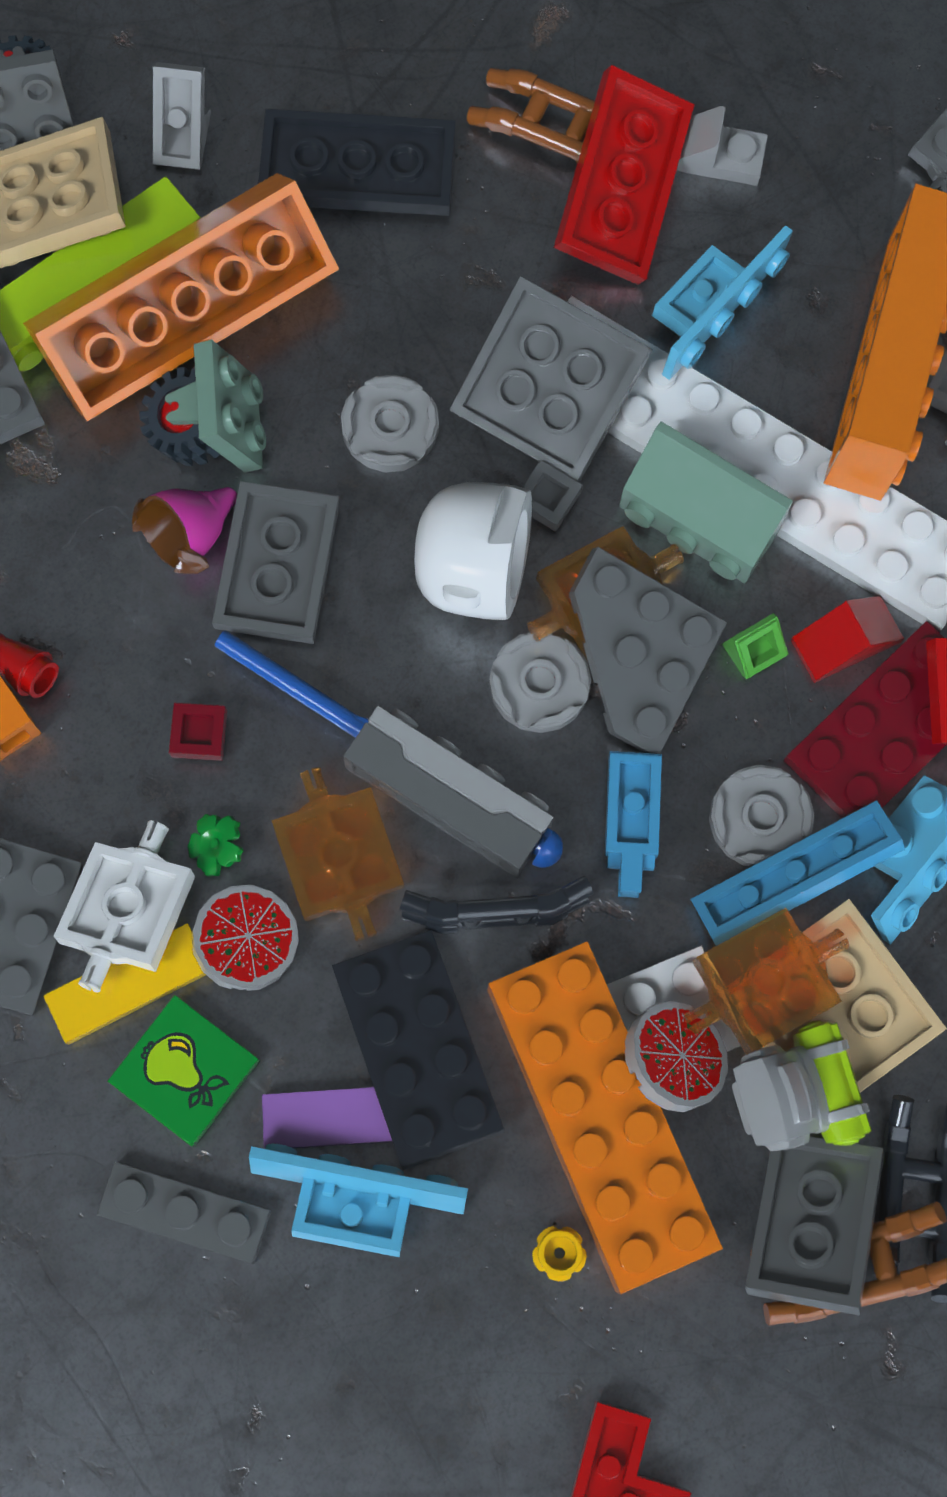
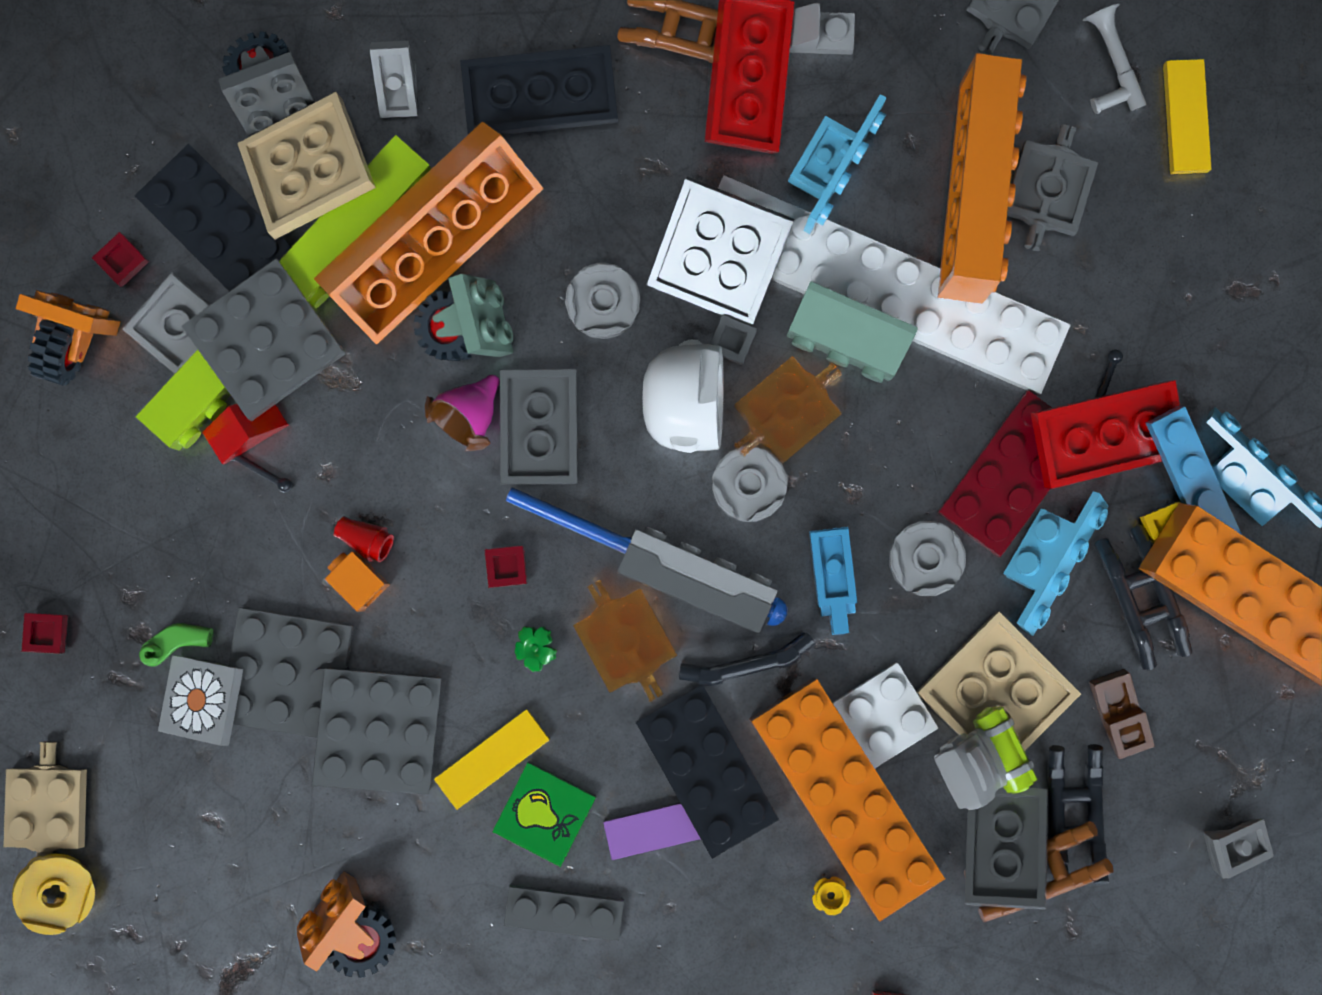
camera: 10 degrees left, 10 degrees up
(124, 906) = (479, 706): white plate -> none
(245, 937) = (570, 713): tile -> none
(354, 1203) = (682, 889): medium azure bracket -> none
(640, 647) = (821, 450): dark grey plate -> none
(671, 1061) = (893, 750): tile -> none
(757, 646) = (905, 429): bright green slope -> none
(766, 981) = (949, 685): clear orange plate -> none
(799, 872) = (959, 601): dark azure plate -> none
(846, 637) = (971, 412): red slope -> none

